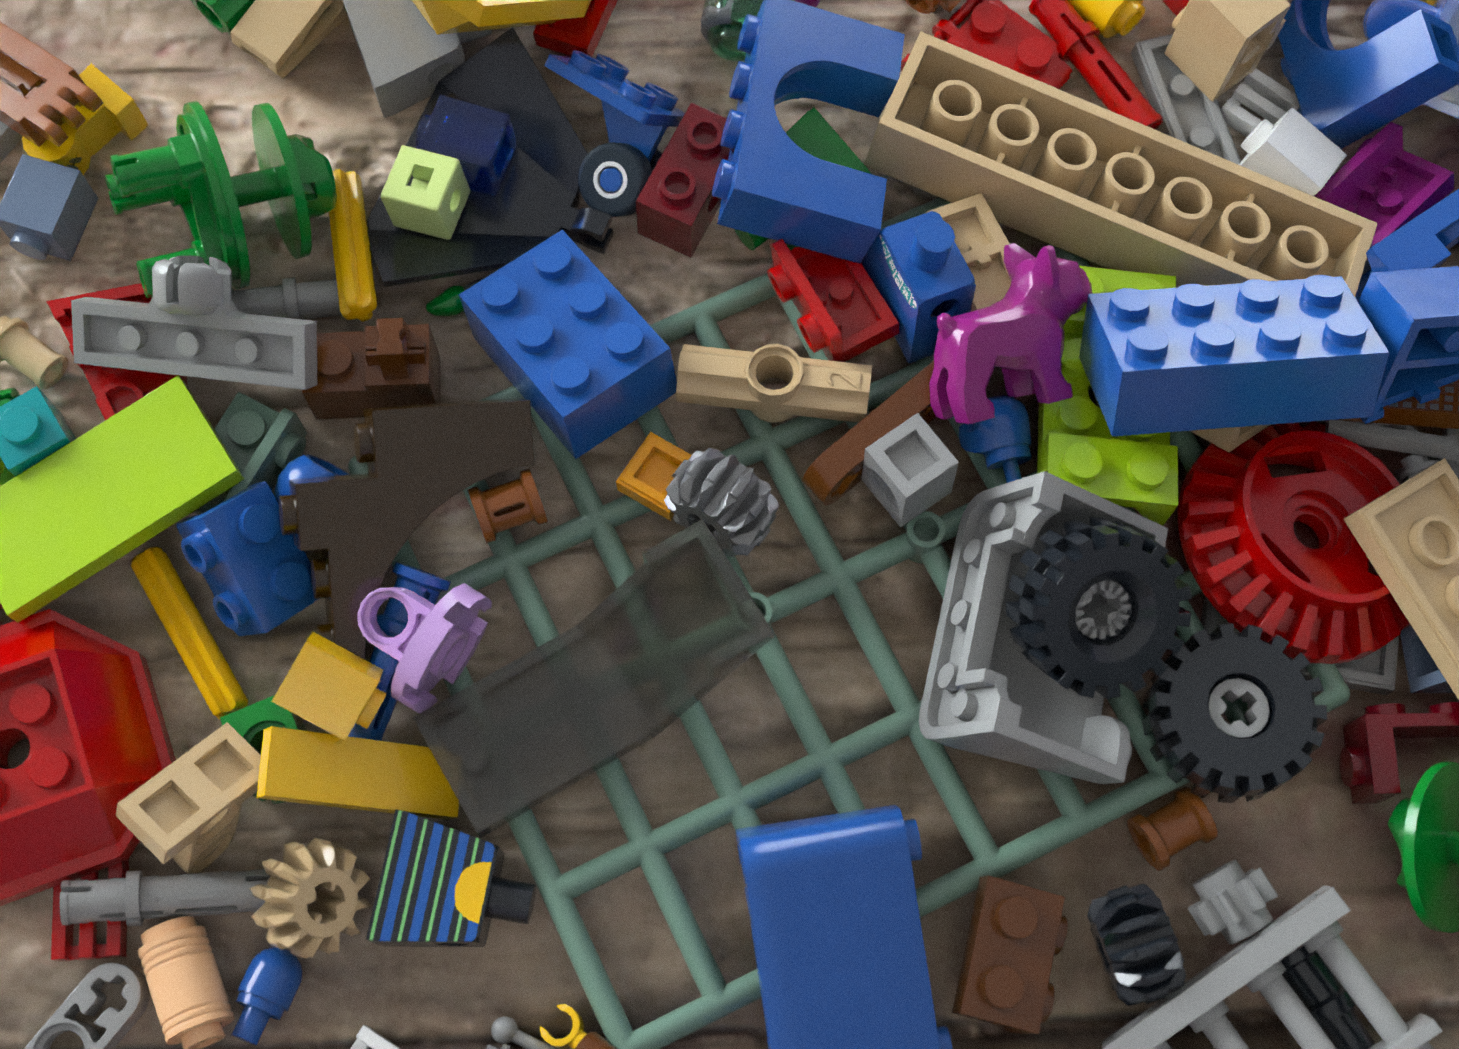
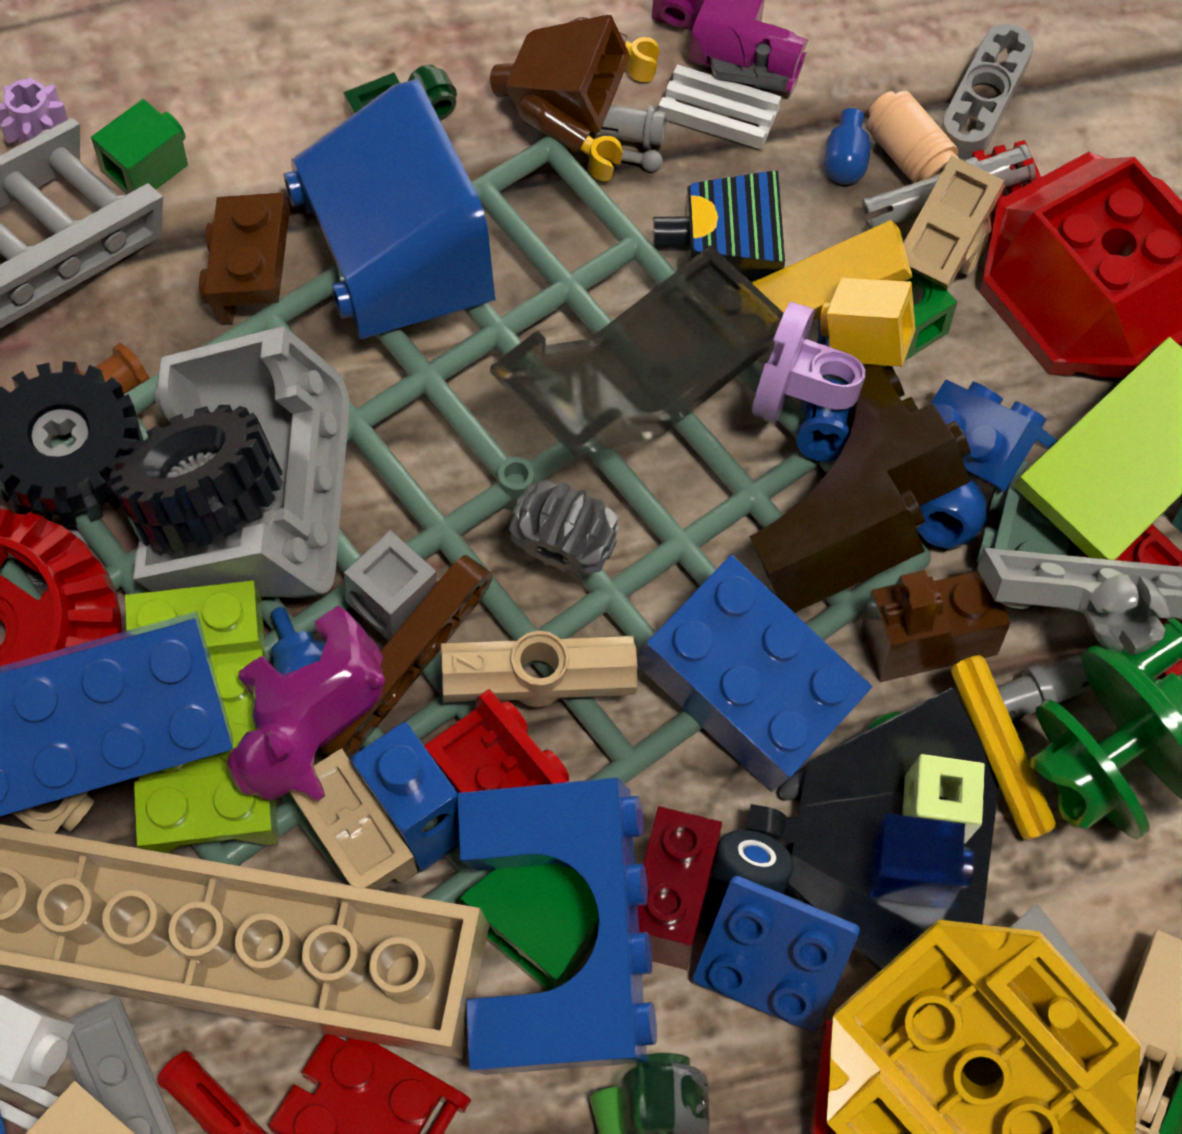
camera: 170 degrees right, 10 degrees down
(188, 632) = (1007, 379): yellow axle -> none
(316, 878) = (833, 197): tan gear -> none
(507, 505) = (760, 509): dark orange bush -> none
(651, 473) = (631, 576): light orange tile -> none
(1136, 944) = (139, 276): black gear -> none
(1232, 902) = (55, 329): light grey gear -> none

